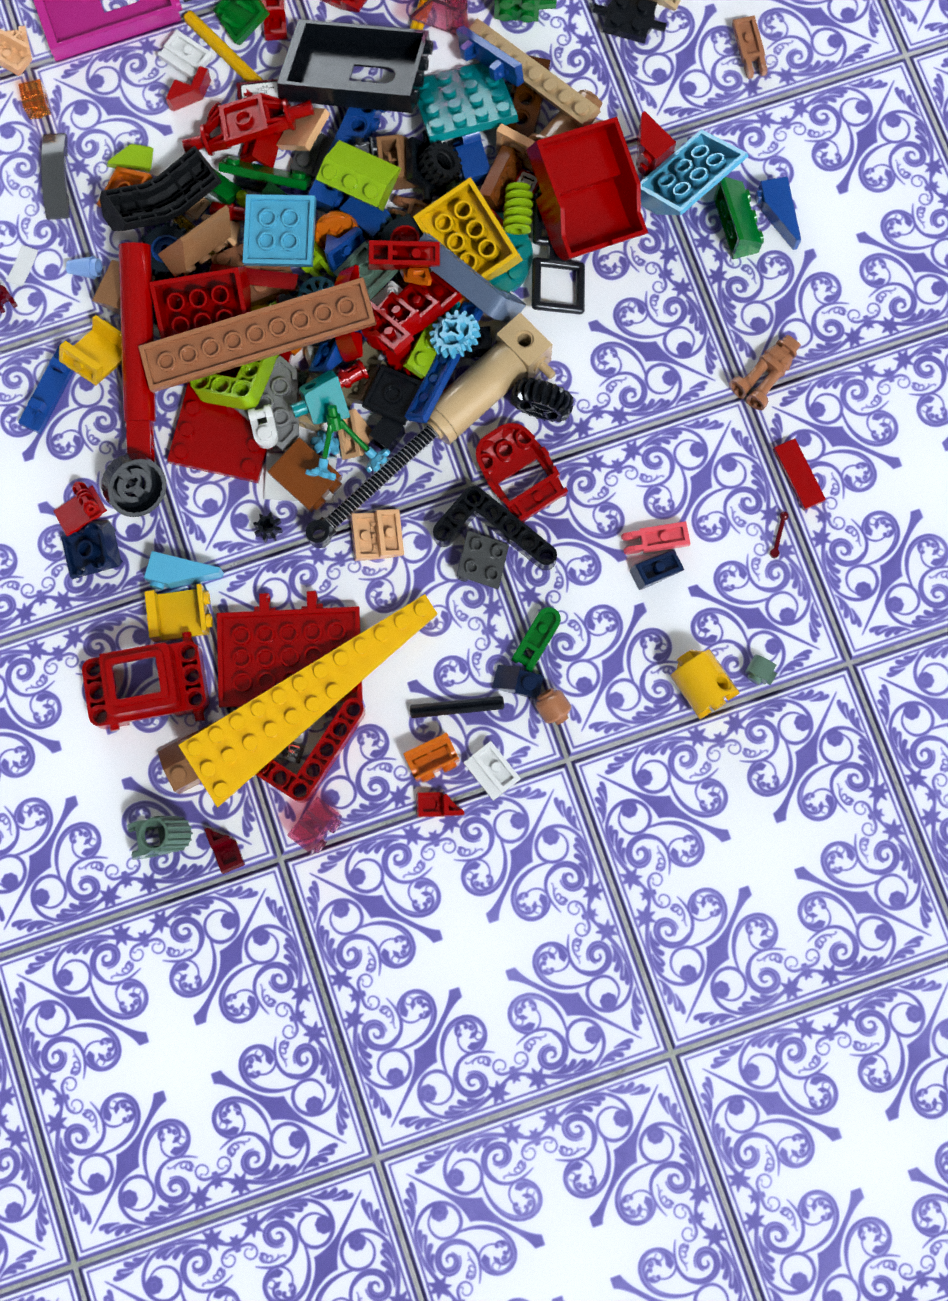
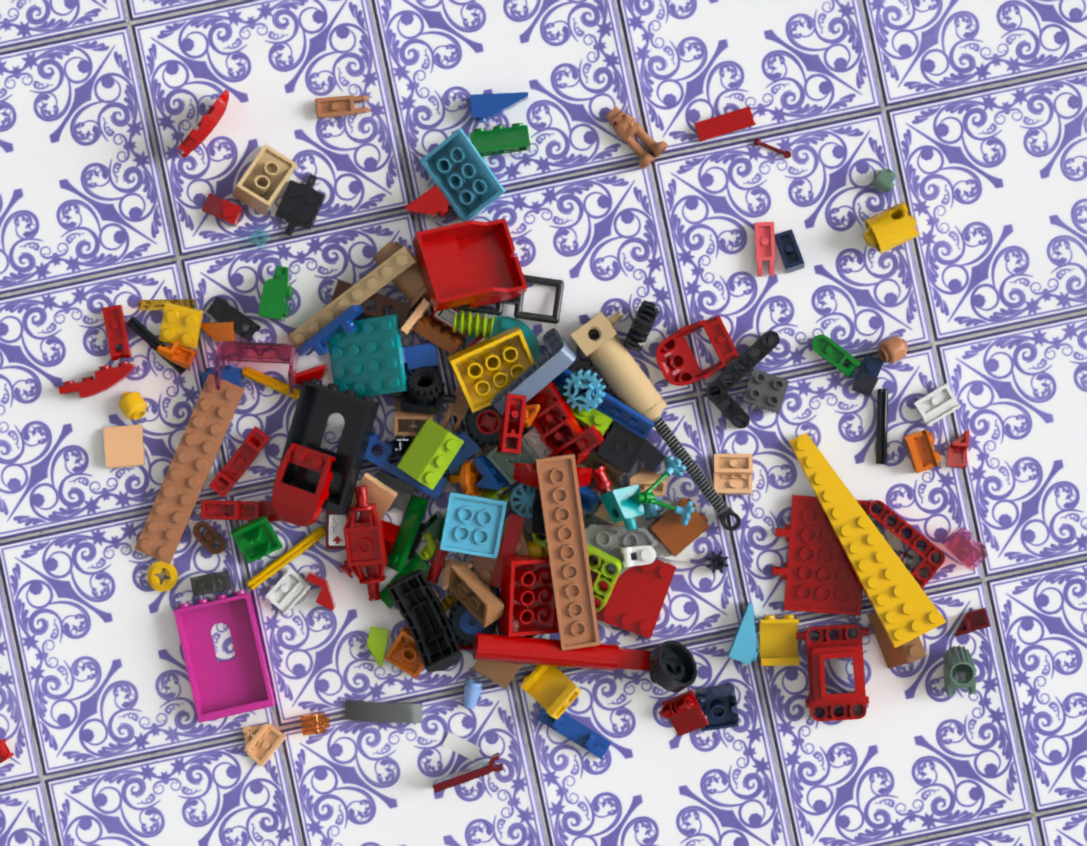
camera: 85 degrees left, 10 degrees up
(283, 34) = (296, 504): none -> red slope
(440, 56) = (316, 372): none -> red slope

